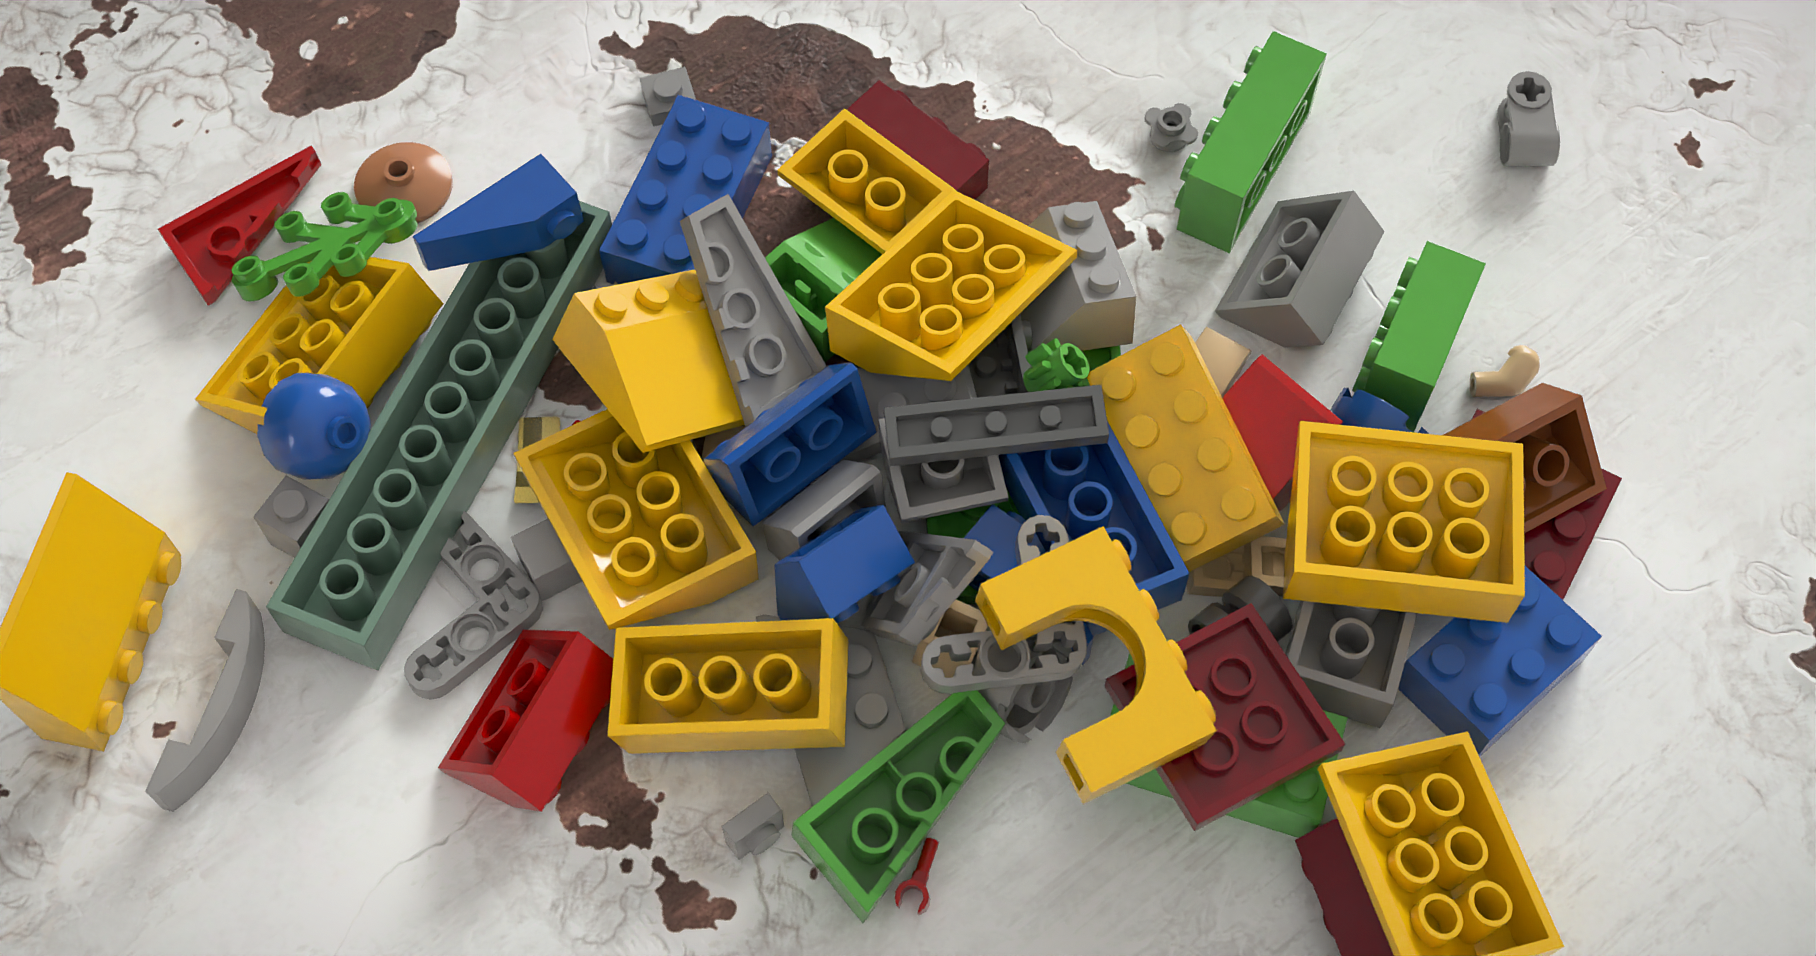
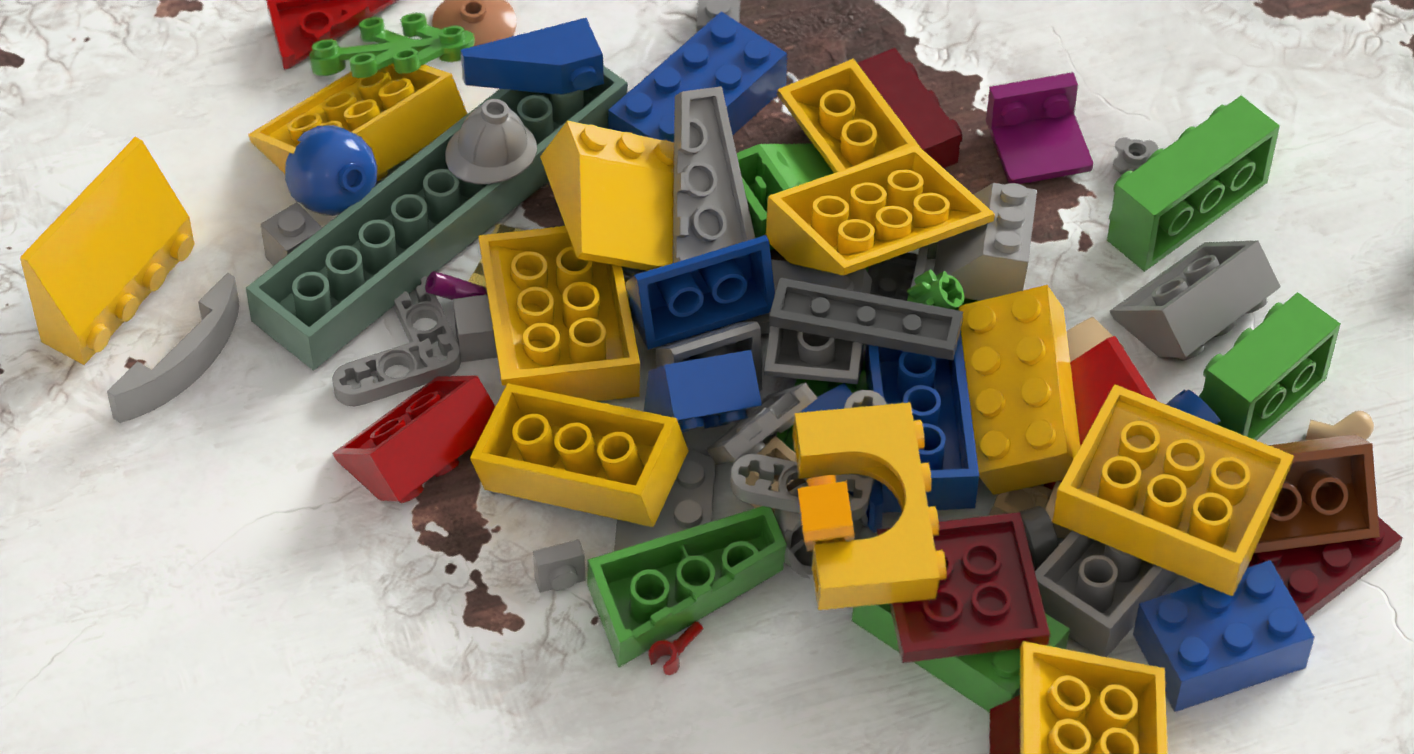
camera: 20 degrees right, 10 degrees down
(487, 341) = (490, 145): none -> light grey hat
(505, 517) = (452, 287): none -> magenta arm
(1059, 694) = (825, 511): none -> light orange slope
(1061, 128) = (1037, 129): none -> magenta bracket

